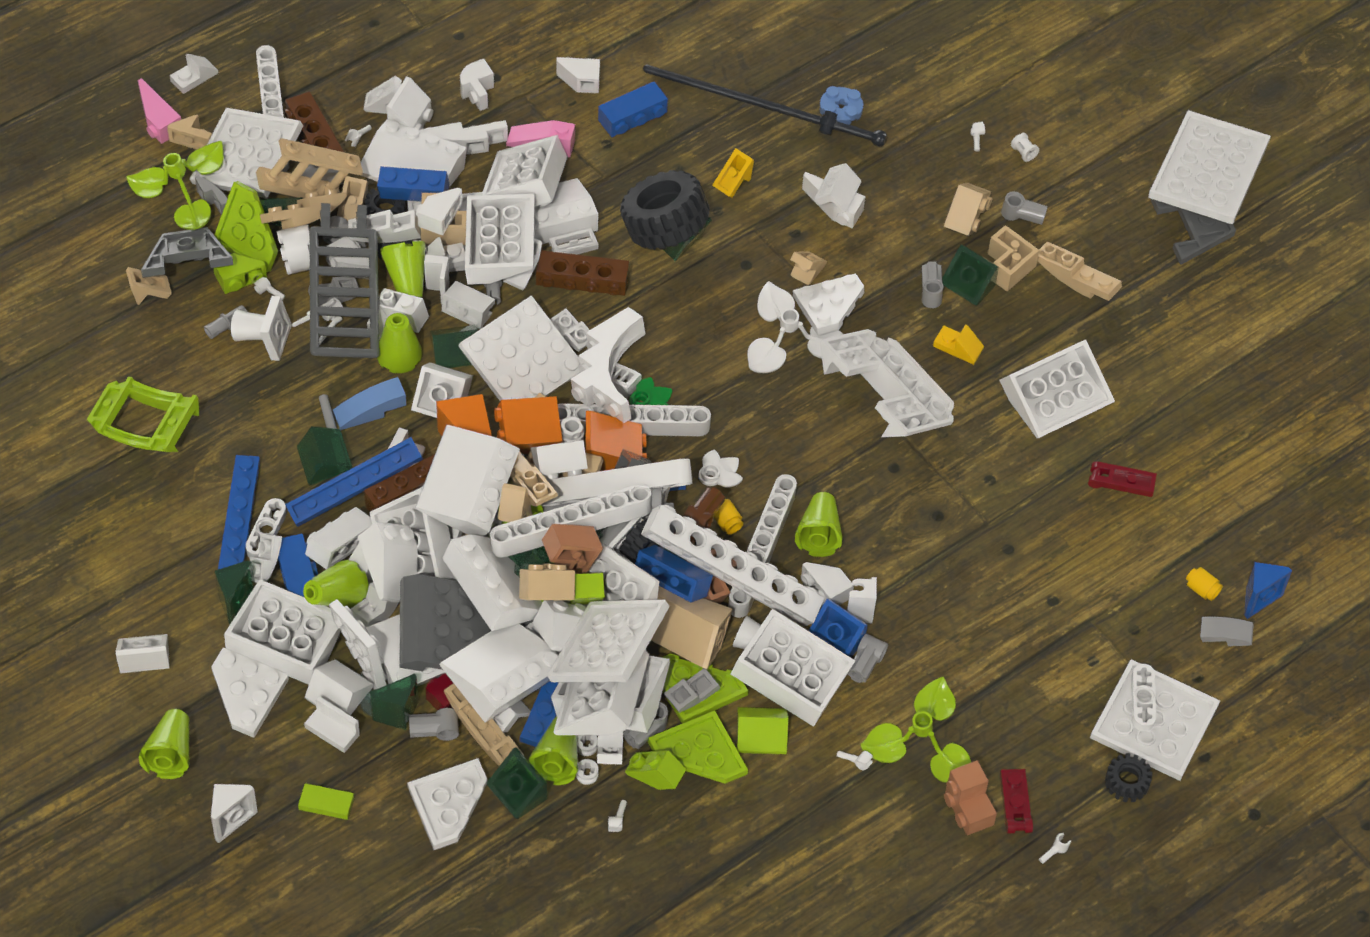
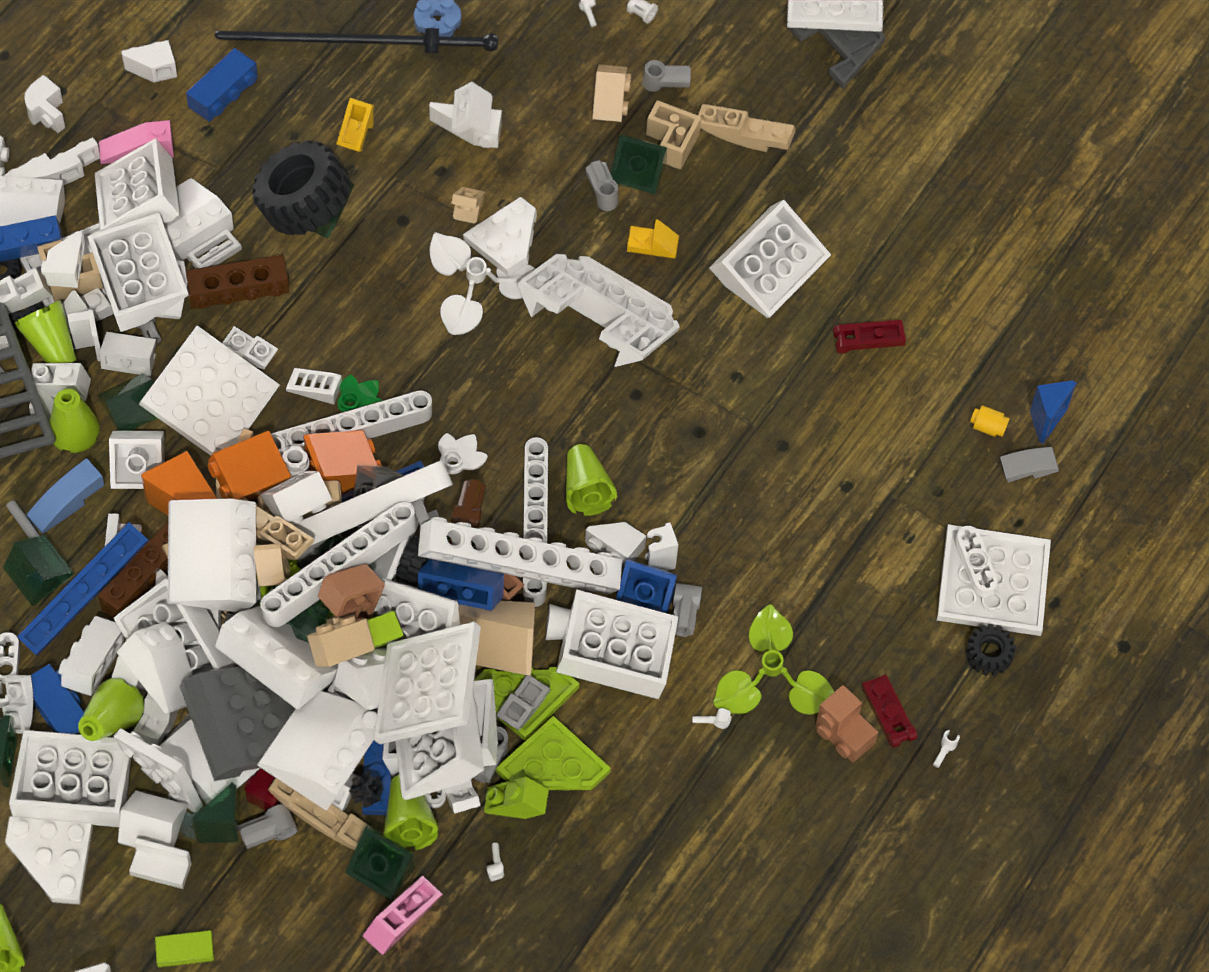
camera: 20 degrees left, 5 degrees up
(448, 800) = (313, 905): white plate -> none
(519, 832) = (401, 915): none -> bright pink slope
(528, 718) = (366, 789): none -> black gear
(593, 775) = (452, 819): white bush -> none
(597, 364) = (293, 355): white arch -> none
(728, 517) = (493, 504): yellow brick -> none
(762, 730) = (608, 720): lime slope -> none

